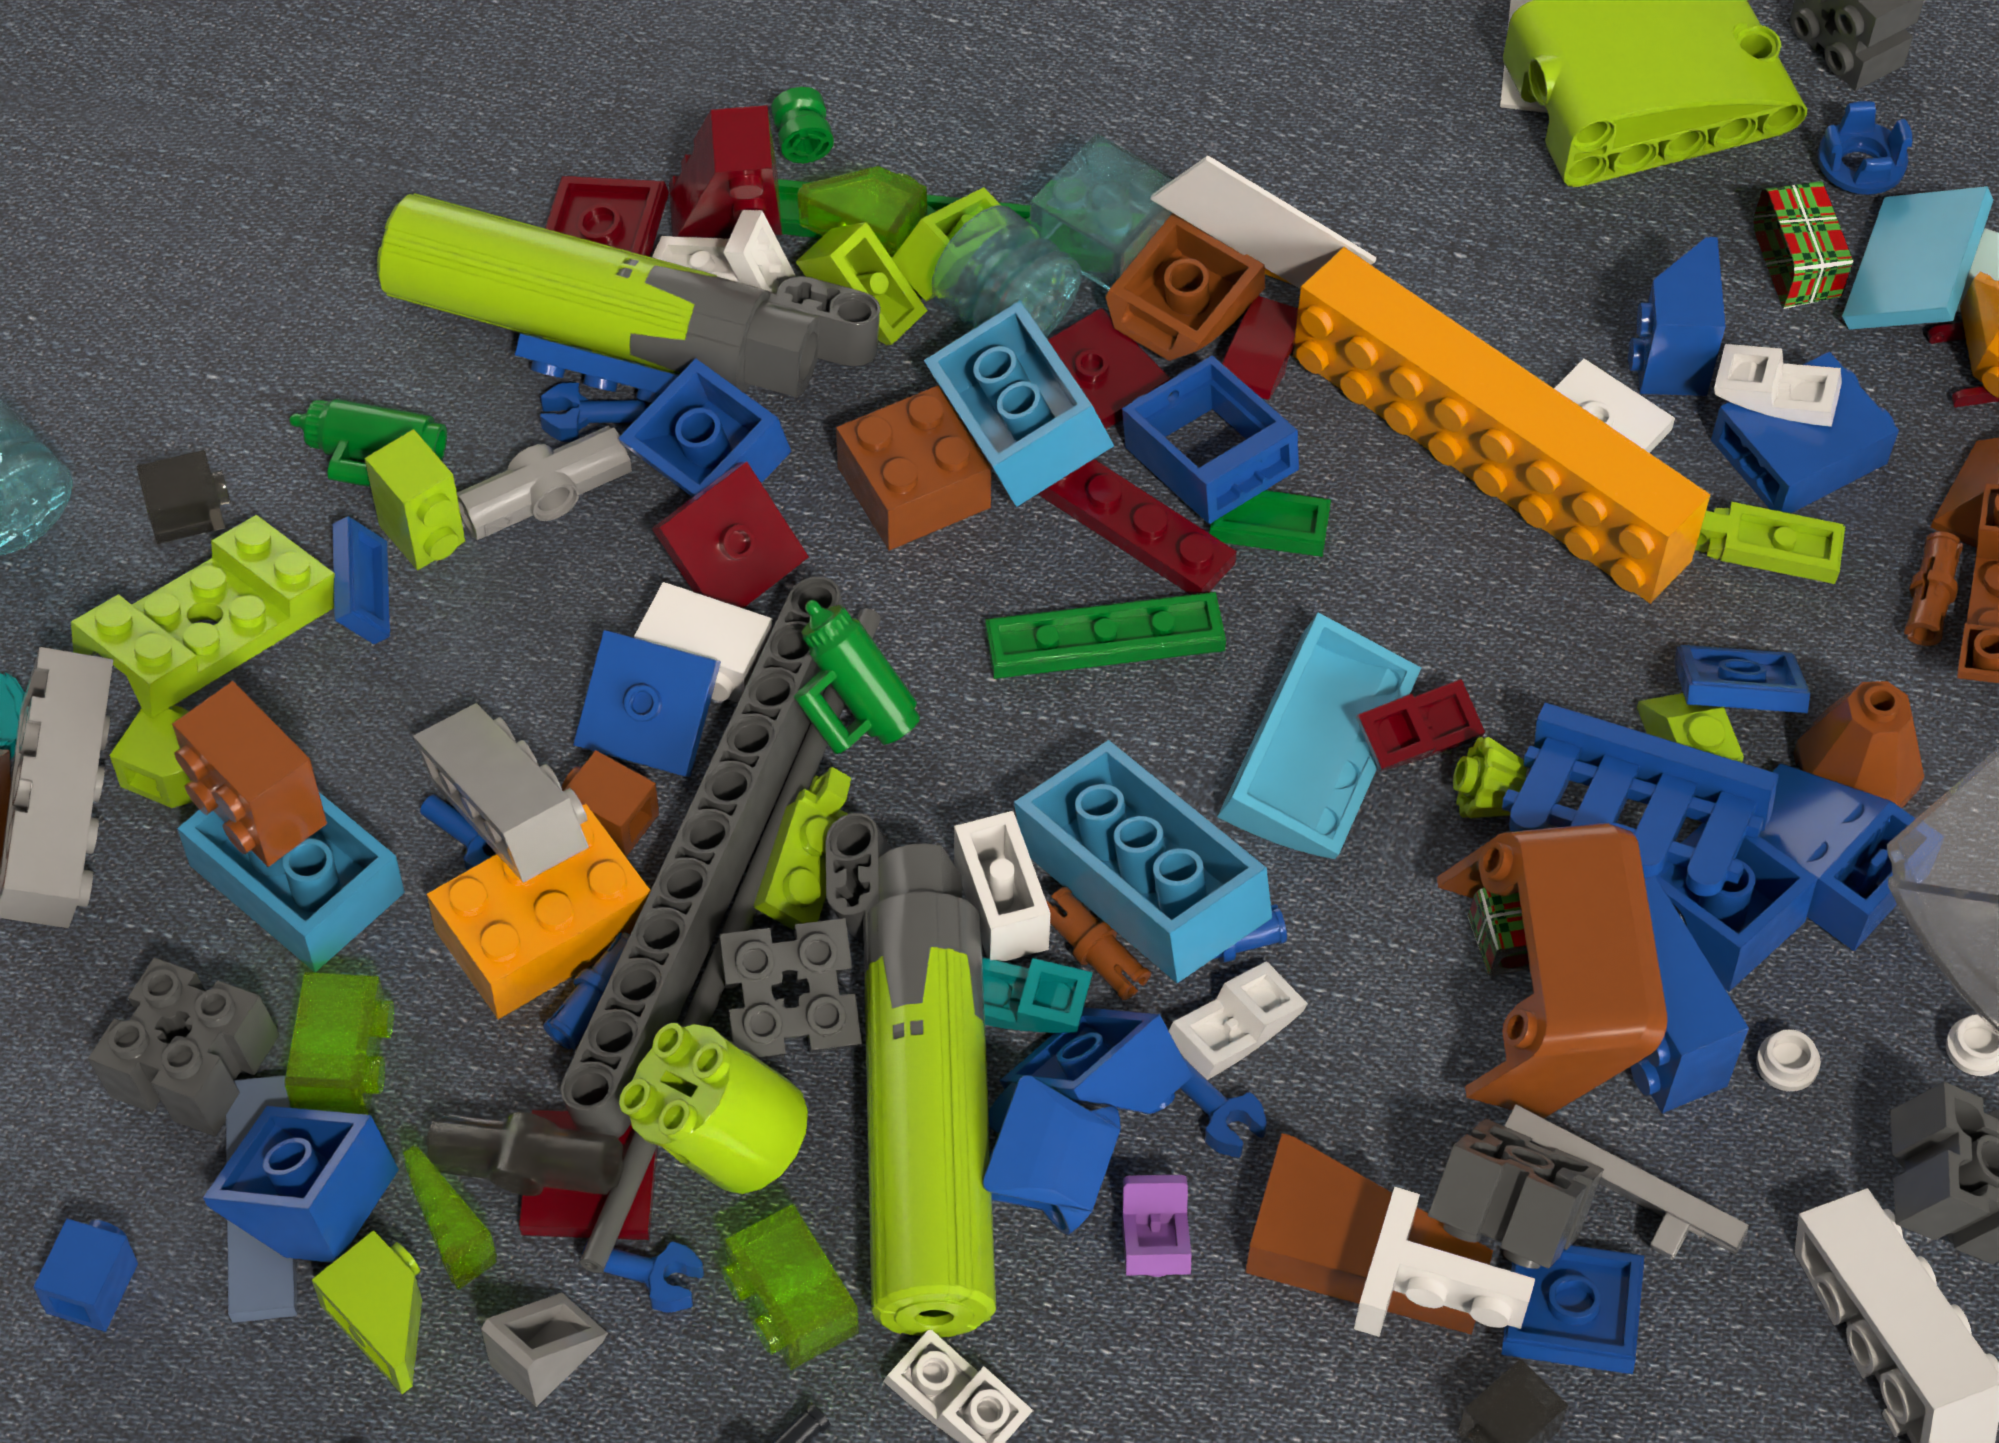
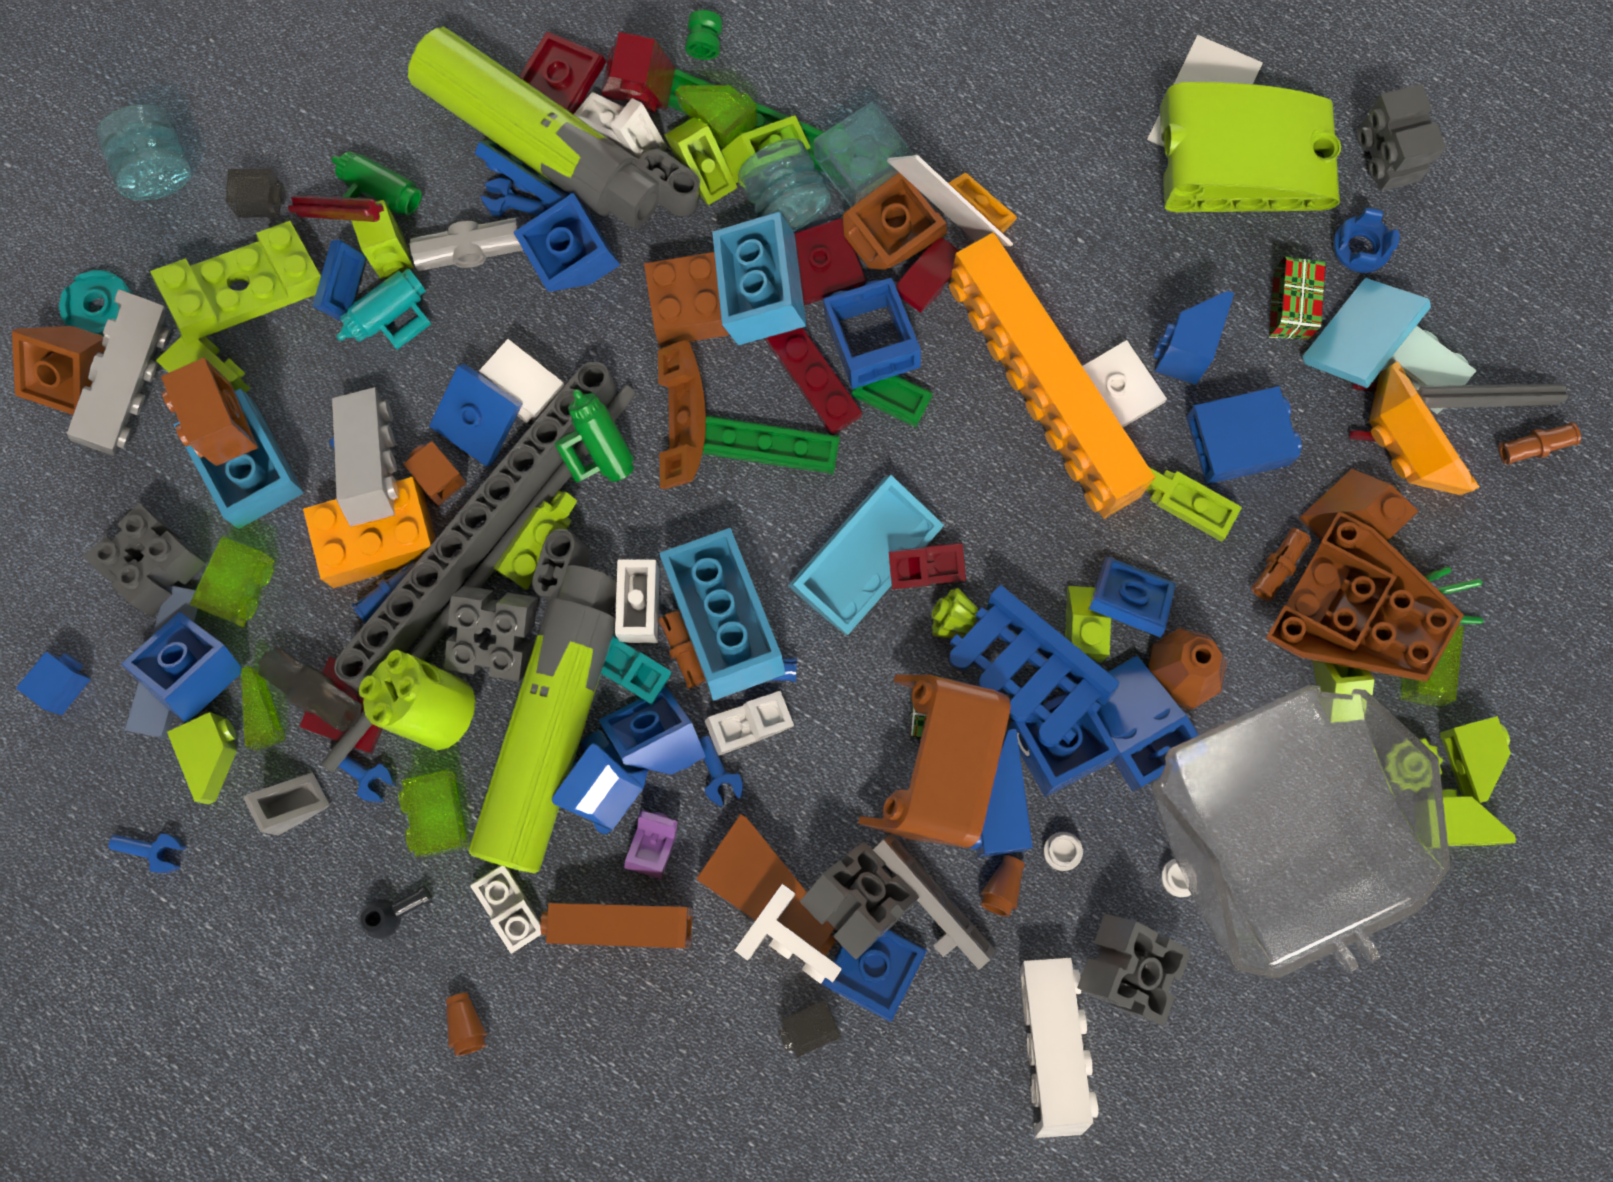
camera: 20 degrees right, 20 degrees up
(340, 461) = (336, 208): none -> dark red axle
(445, 595) = (382, 307): none -> teal piece
(731, 539) = (558, 321): dark red plate -> none
(969, 616) = (687, 414): none -> dark orange slope
(1157, 1352) = (617, 925): none -> dark orange slope
(1722, 1138) = (1003, 888): none -> dark orange cone
(1763, 383) = (1233, 404): white slope -> none

